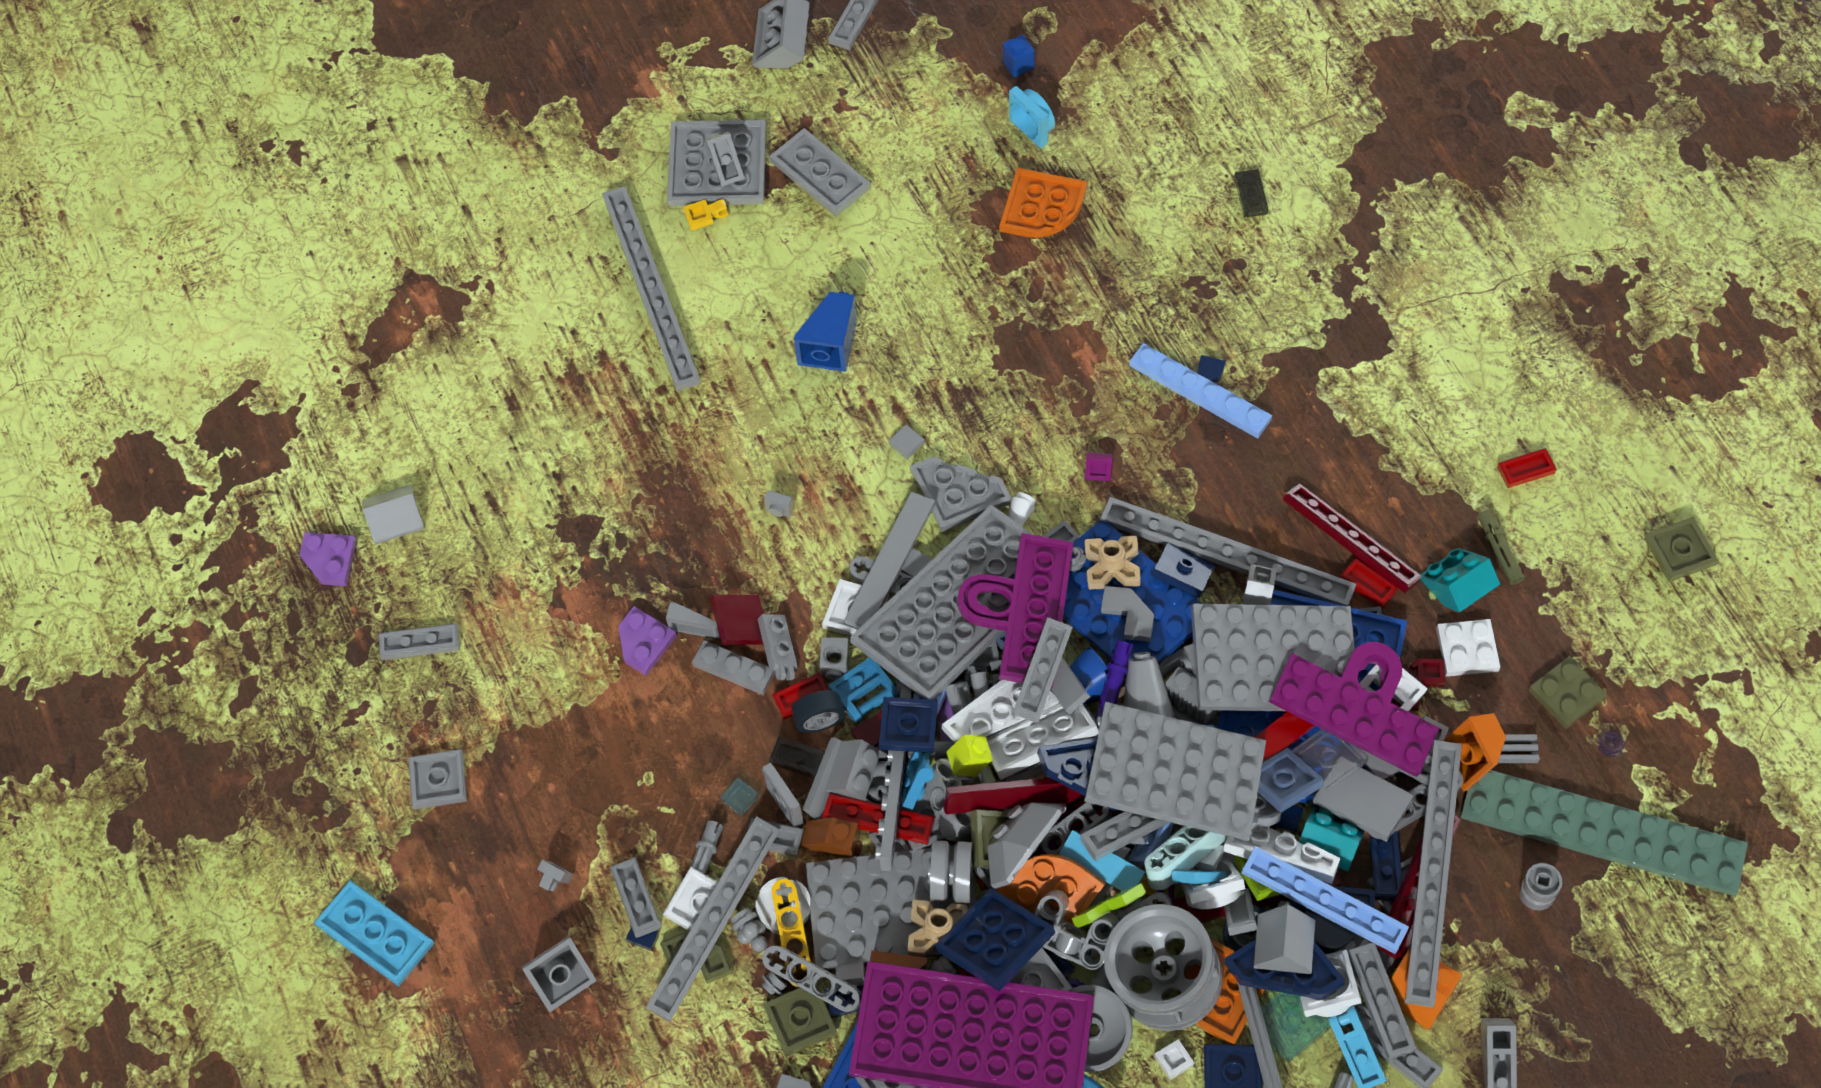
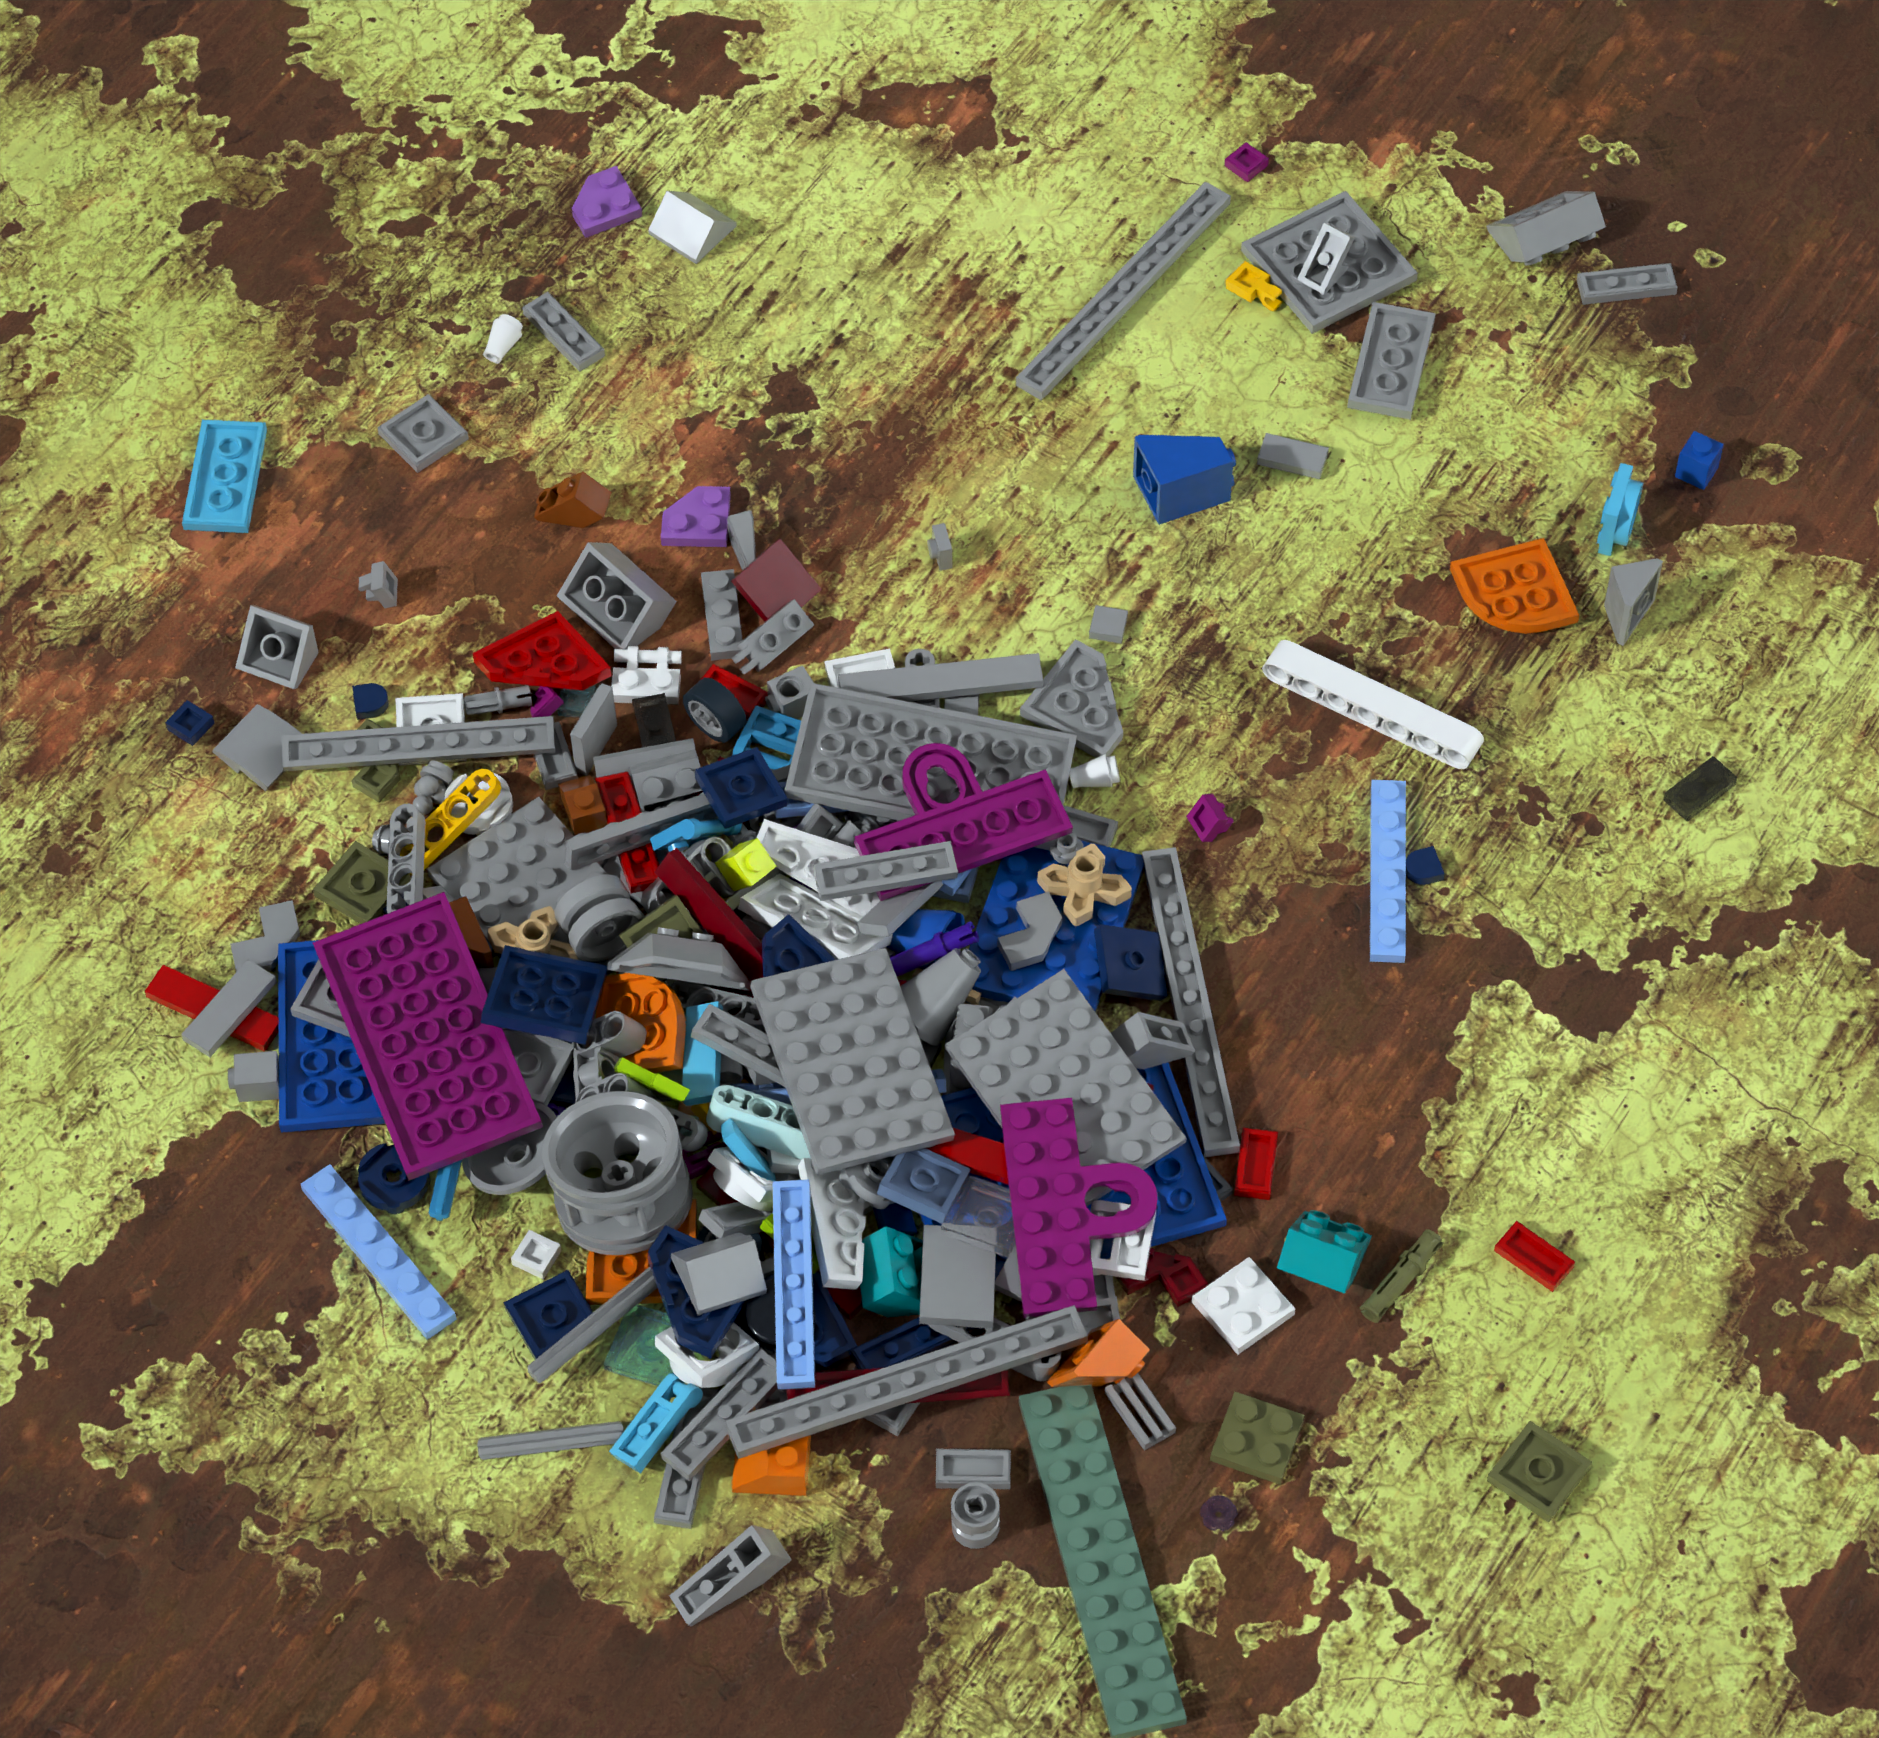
camera: 55 degrees right, 5 degrees down
(397, 683) = (503, 335): none -> white cone
(575, 711) = (573, 502): none -> dark orange slope
(579, 1067) = (189, 722): none -> dark blue plate
(599, 164) = (1246, 162): none -> magenta tile
(633, 1029) = (256, 746): none -> light grey slope
(635, 897) = (402, 669): light grey tile -> none
(675, 726) = (615, 596): none -> light grey slope
(693, 797) = (544, 656): none -> red plate
(729, 818) = (546, 703): none -> magenta tile
(757, 746) = (642, 682): none -> white plate
(851, 267) = (1292, 456): none -> light grey tile
(1074, 328) = (1373, 704): none -> white beam
(1100, 147) = (1630, 595): none -> light grey slope
(1352, 538) = (1300, 1116): dark red tile -> none
(1496, 871) = (967, 1466): none -> light grey tile

